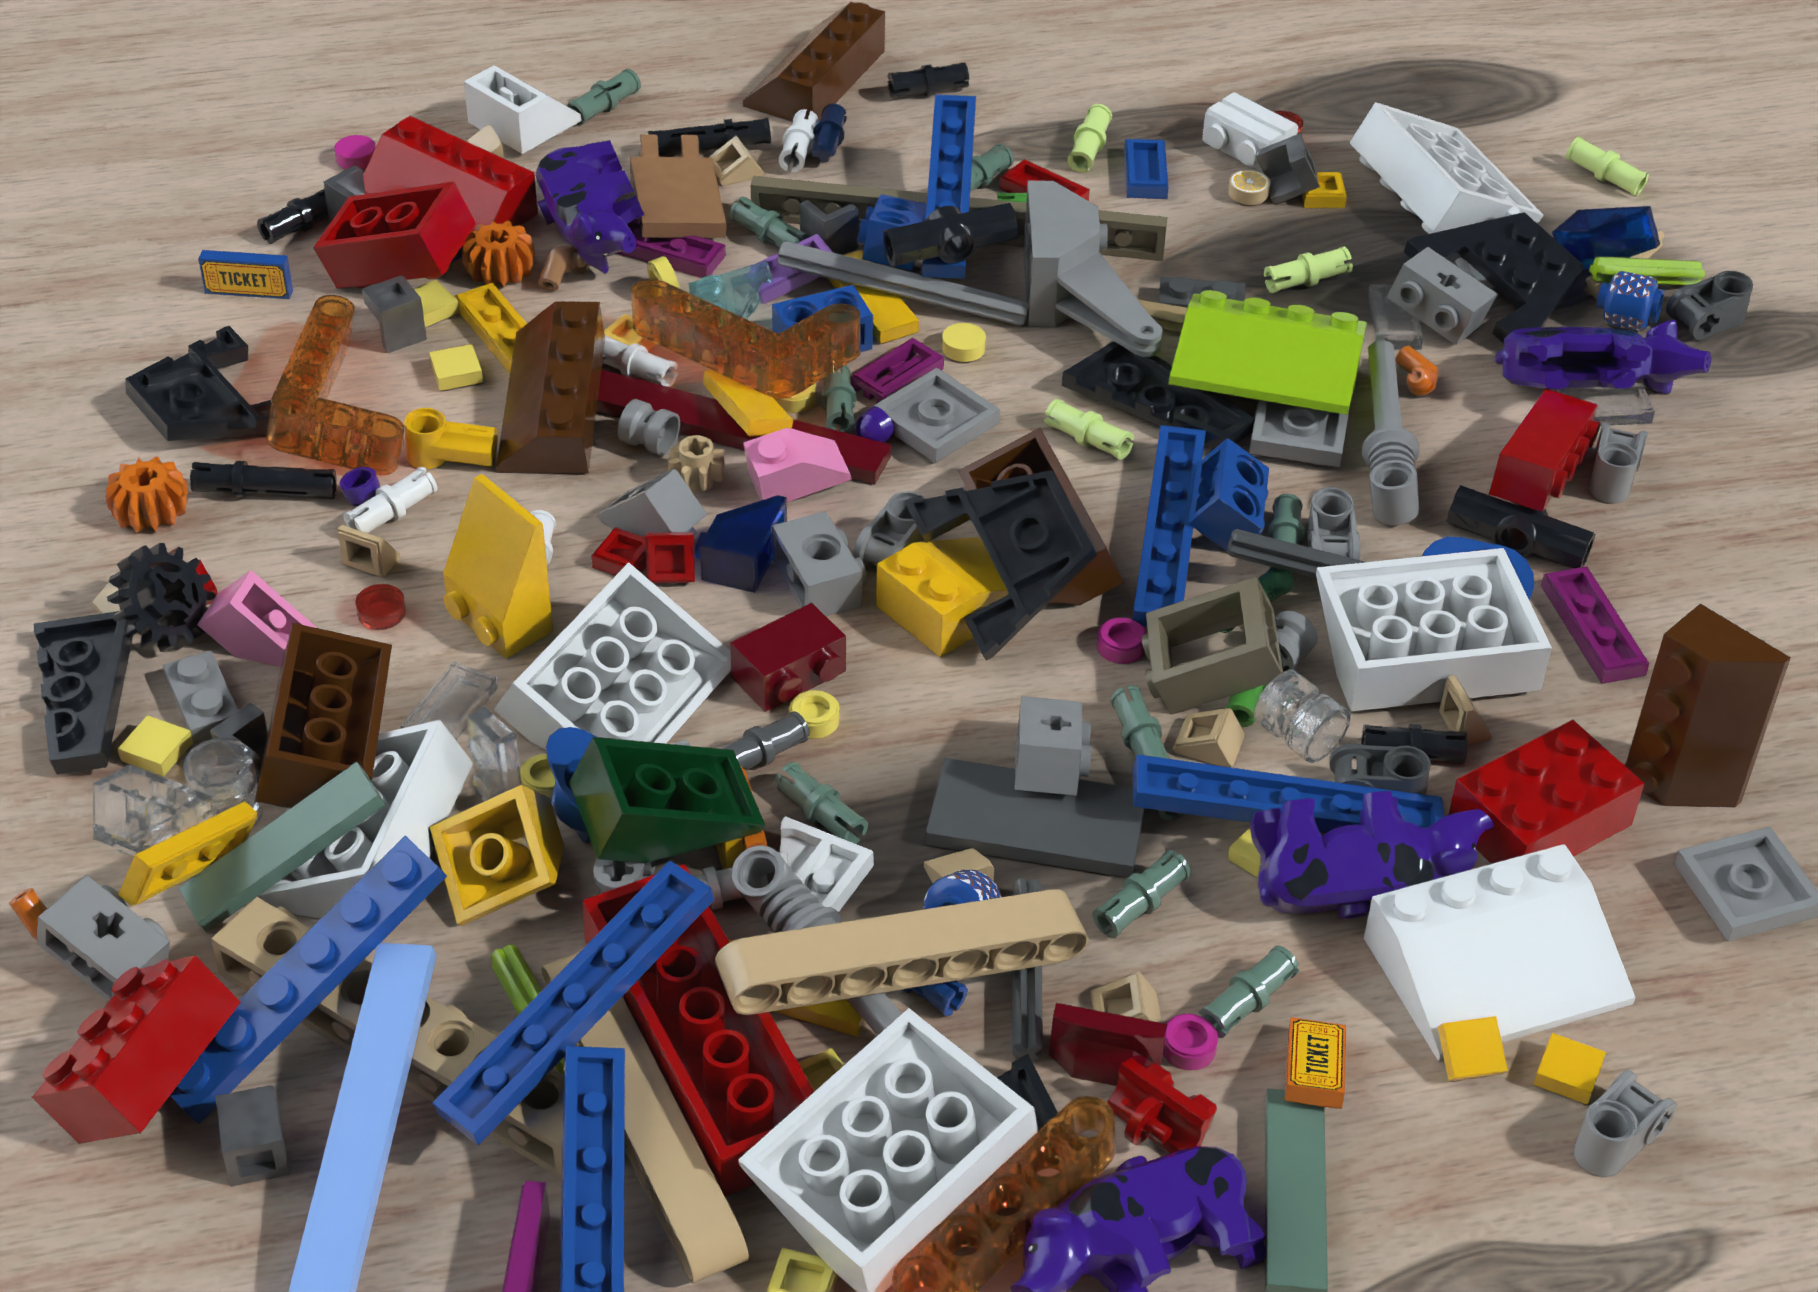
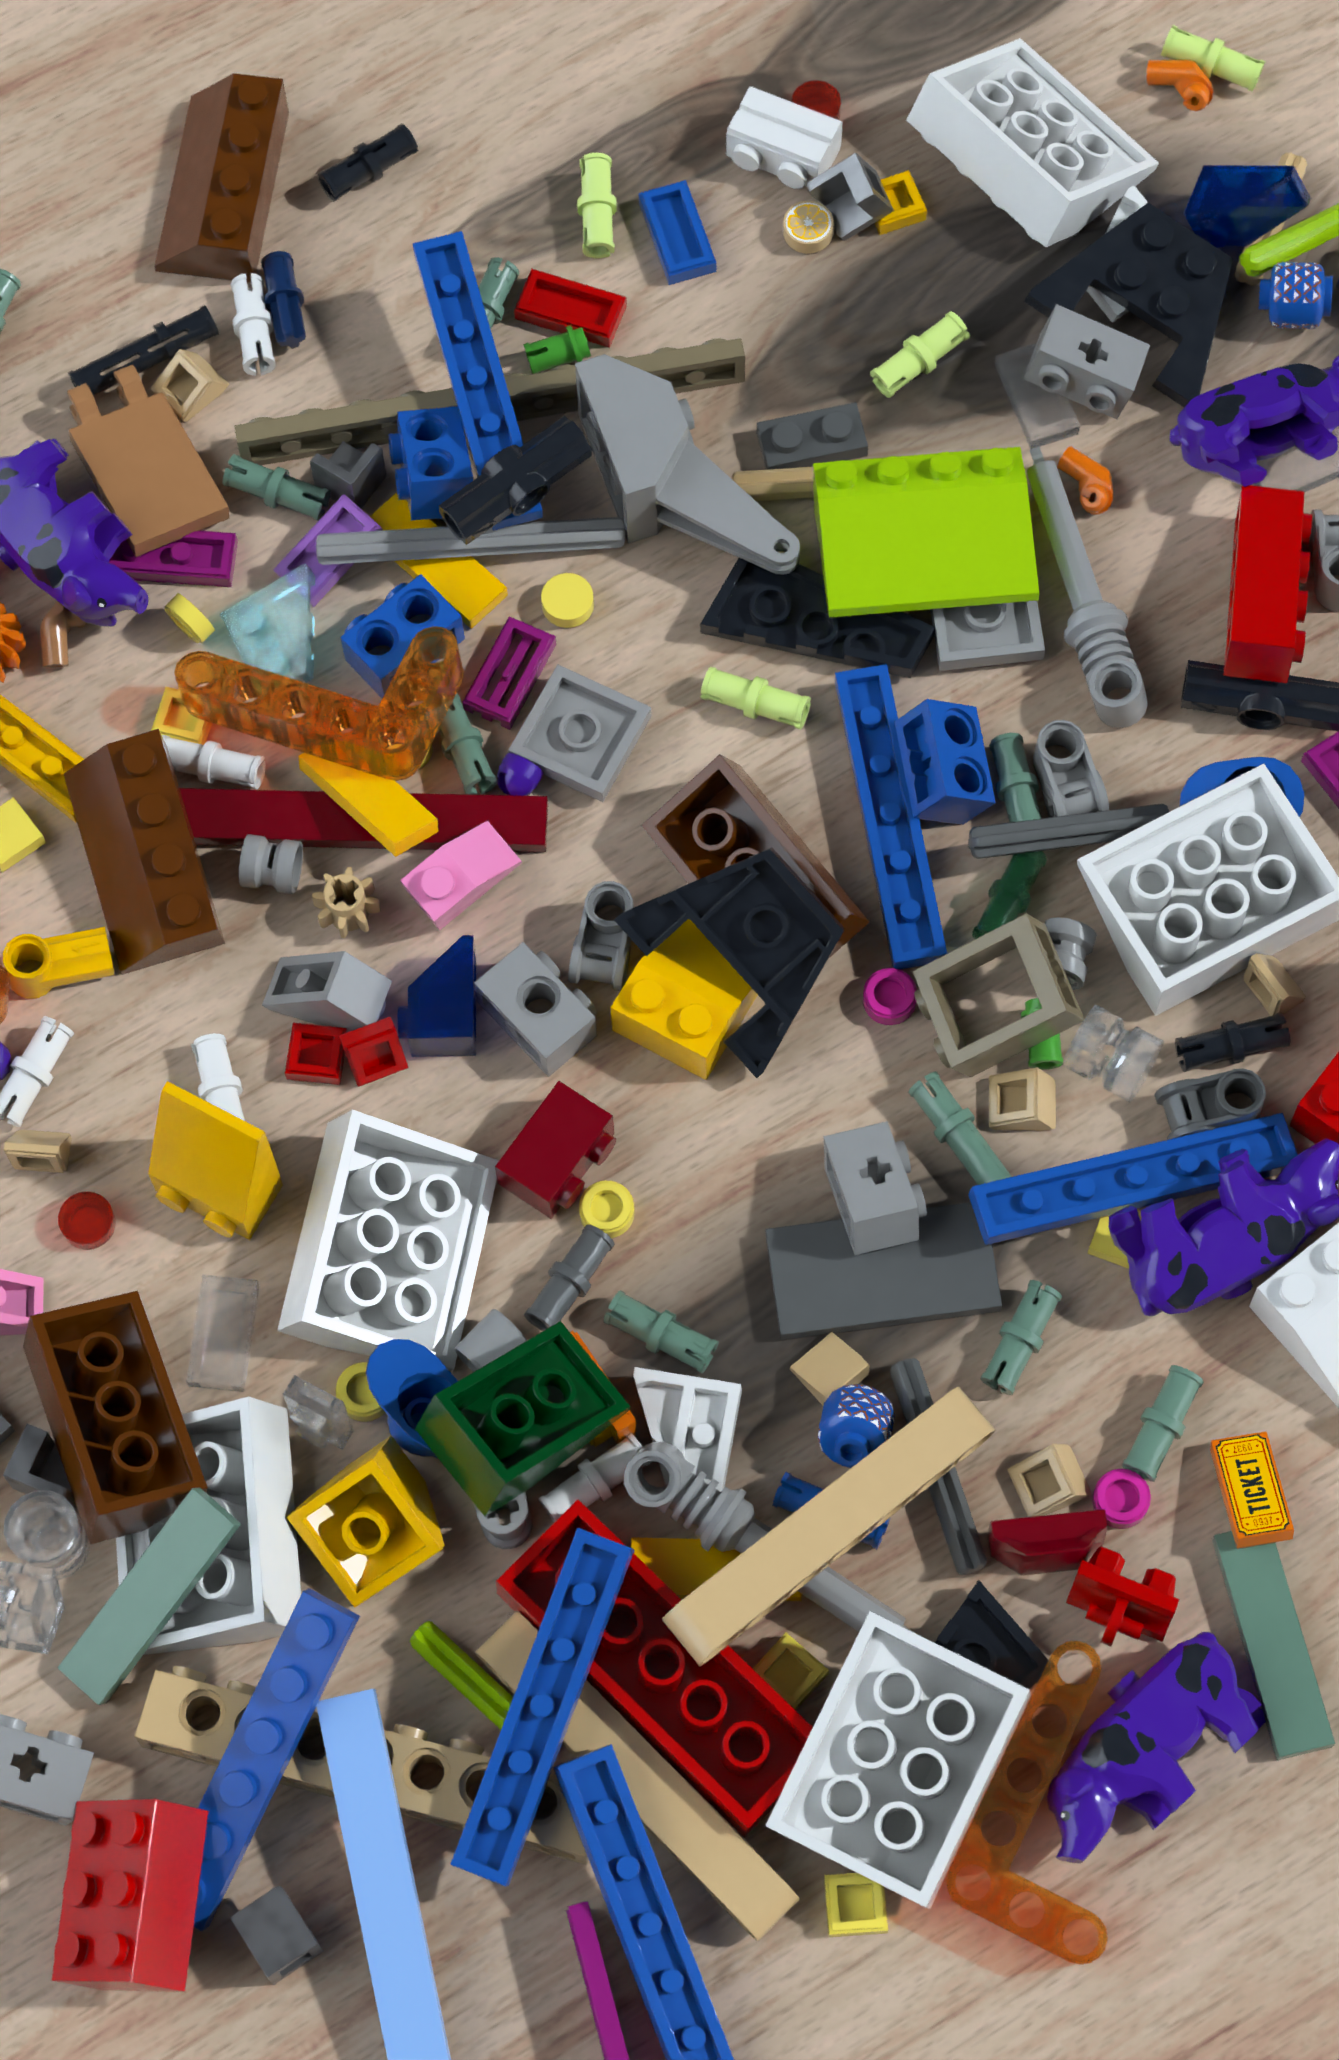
camera: 15 degrees left, 25 degrees up
(186, 853) = (62, 1643): yellow tile -> none
(1580, 170) = (1186, 78): none -> orange arm

